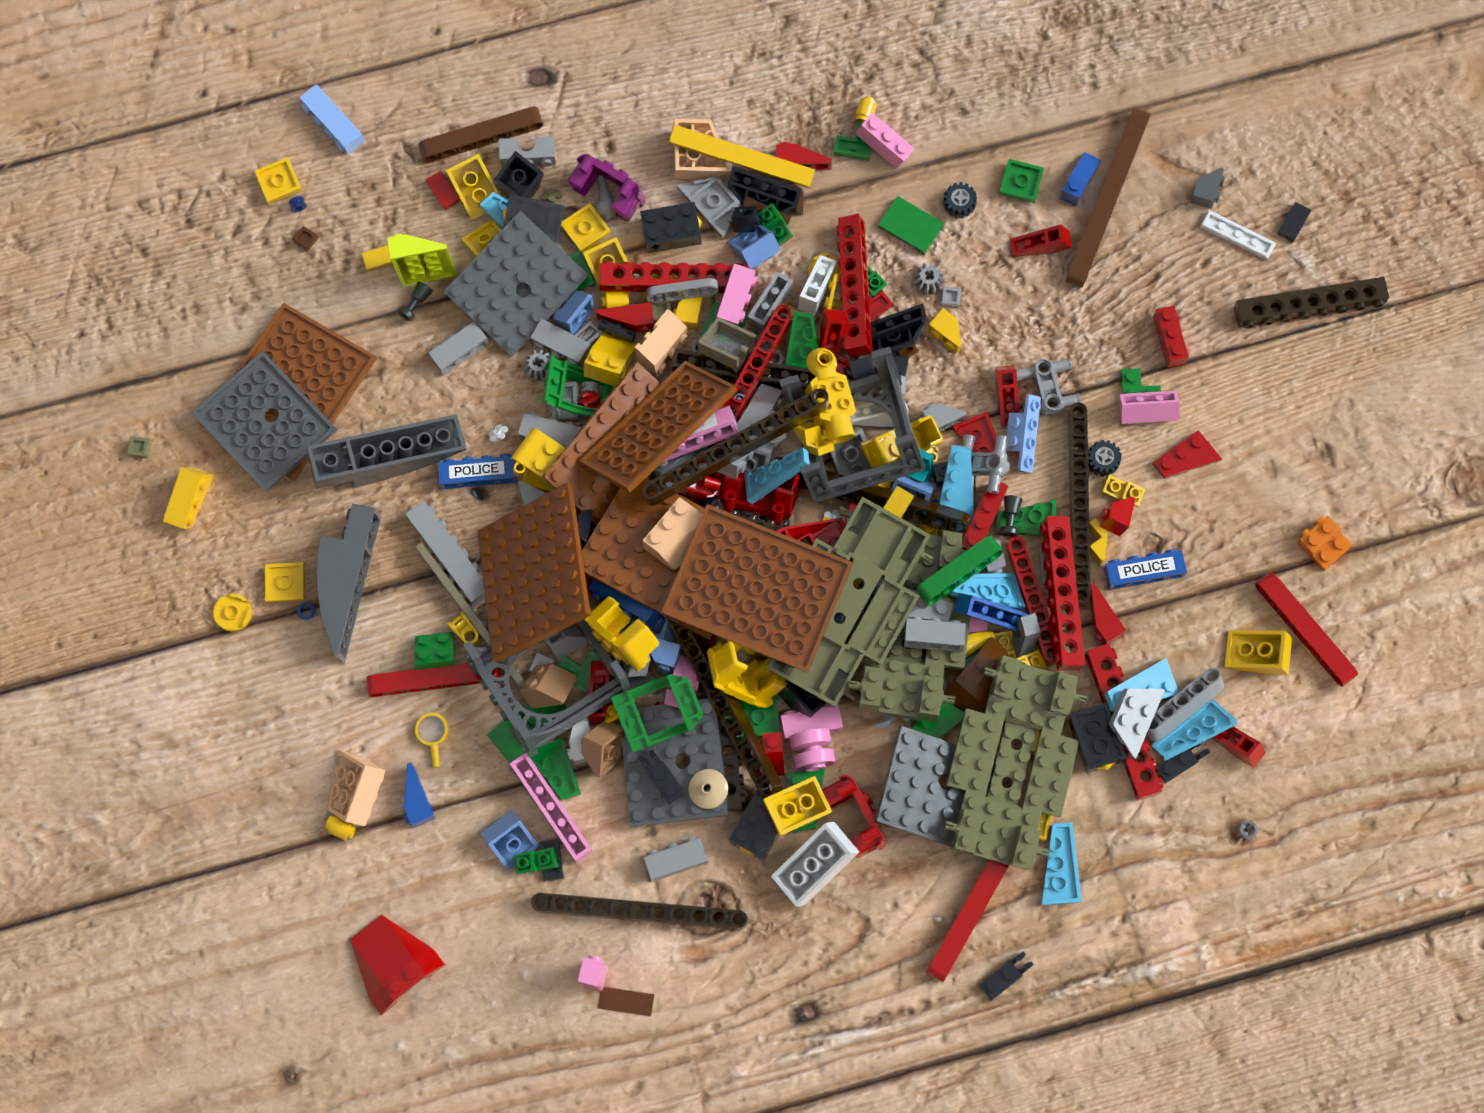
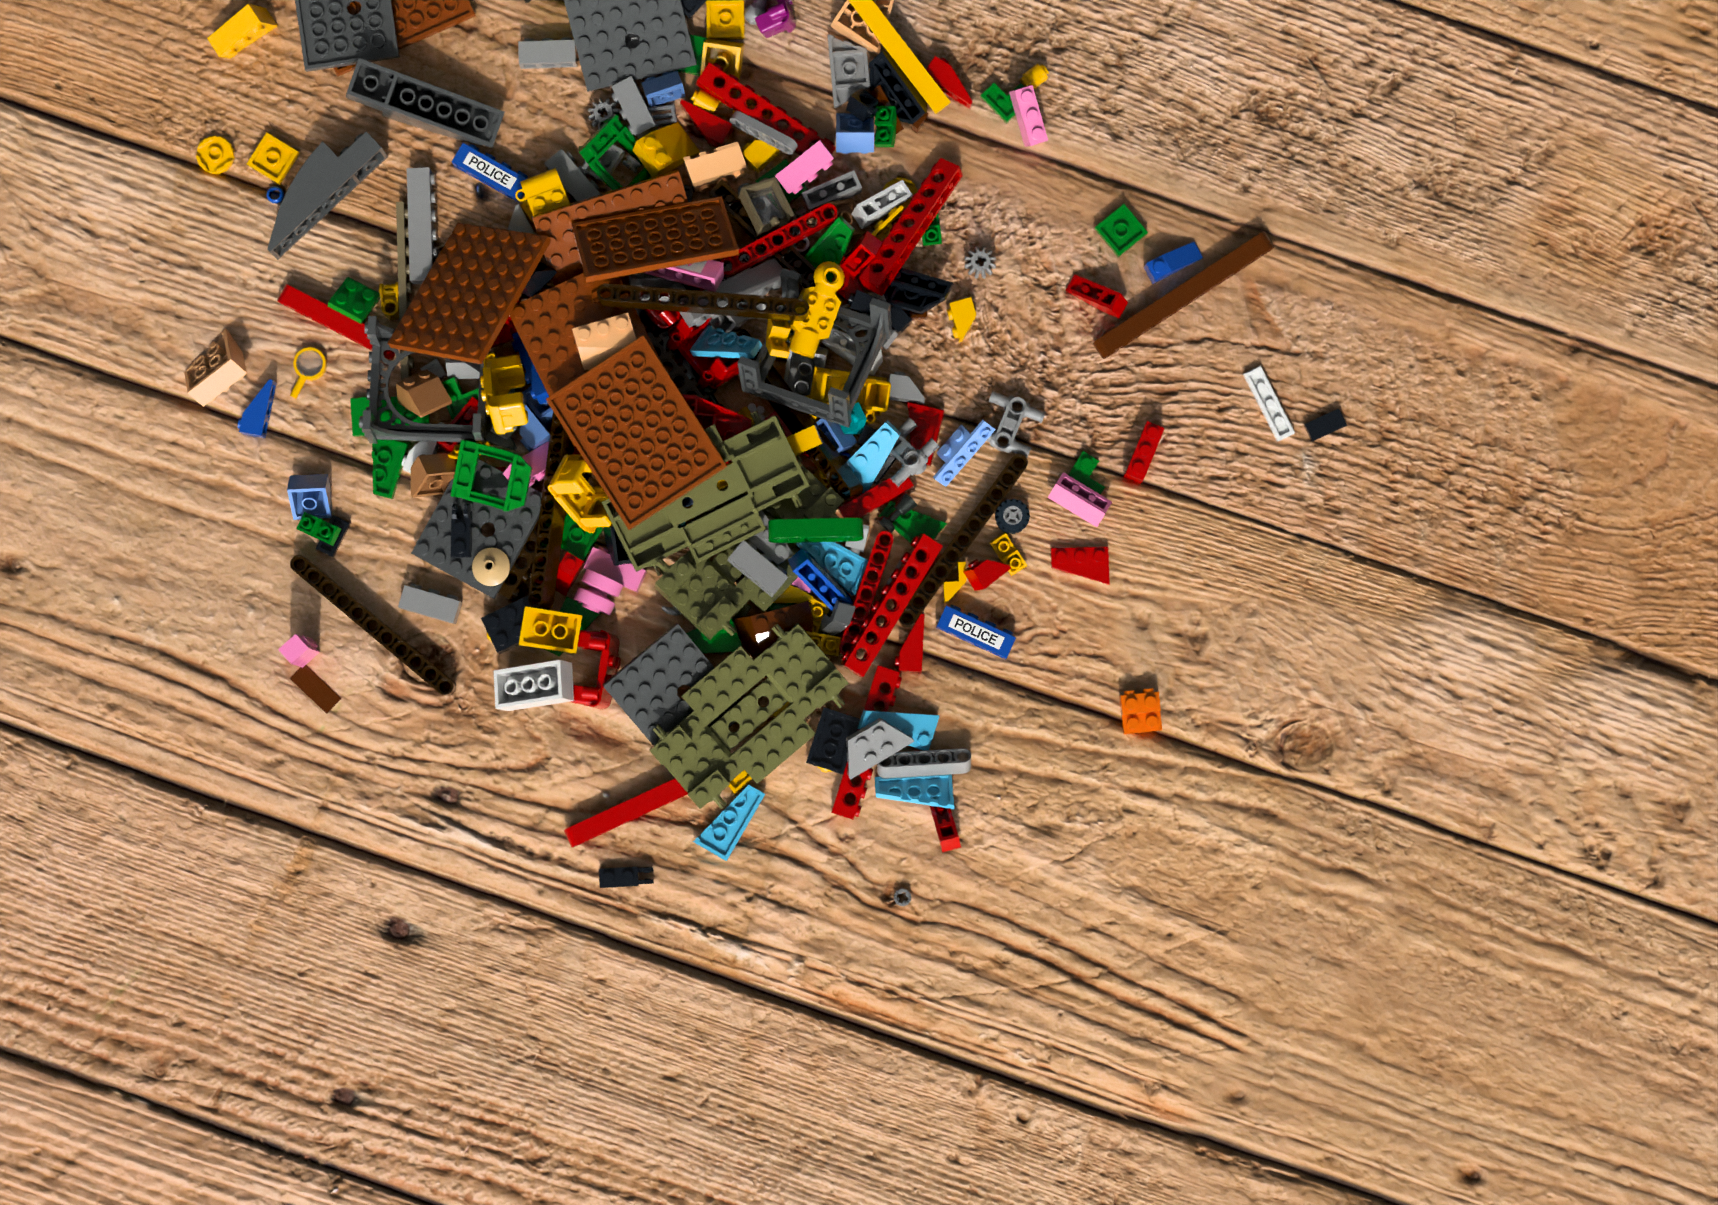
camera: 30 degrees right, 10 degrees up
(340, 828) = (180, 393): yellow brick -> none
(391, 961) = (154, 529): red wedge -> none
(498, 433) = (530, 150): white plant -> none
(551, 808) = (359, 495): bright pink brick -> none
(589, 400) = (622, 175): red gear -> none
(617, 330) = (688, 129): black pin -> none
(659, 309) = (737, 135): olive plate -> none
(671, 227) = (796, 68): black piece -> none
(879, 305) = (921, 257): red tile -> none
(911, 225) = (1000, 205): green tile -> none
(951, 297) = (988, 291): light grey tile -> none
(959, 193) = (1060, 205): black wheel -> none
(1006, 392) = (973, 405): red slope -> none
(1180, 763) = (886, 807): black hinge -> none
(1206, 189) = (1272, 345): dark grey slope -> none
(1259, 651) = (1018, 763): yellow slope -> none
(1306, 629) = (1070, 771): red beam -> none
(1374, 287) = (1348, 528): dark brown brick -> none

